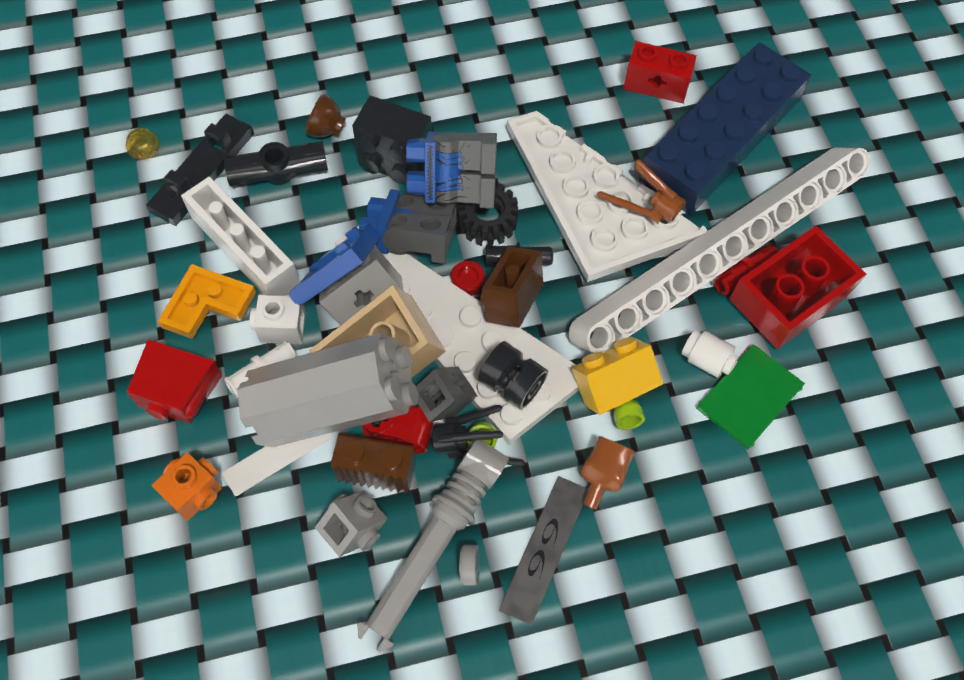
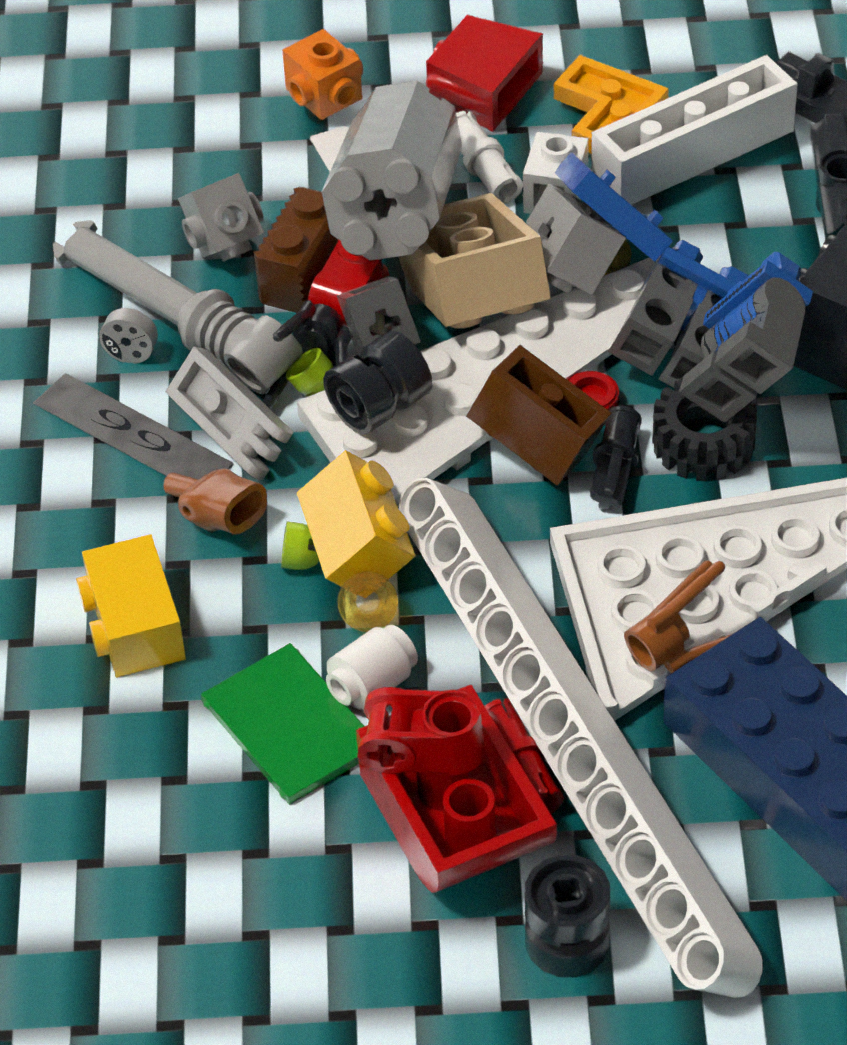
camera: 105 degrees right, 15 degrees down
(530, 478) = (228, 411): none -> light grey hinge
(667, 363) = (366, 620): none -> clear yellow plate
(706, 497) = (132, 606): none -> yellow brick
(797, 292) = (424, 731): none -> red piece
(849, 223) = (567, 915): none -> black wheel

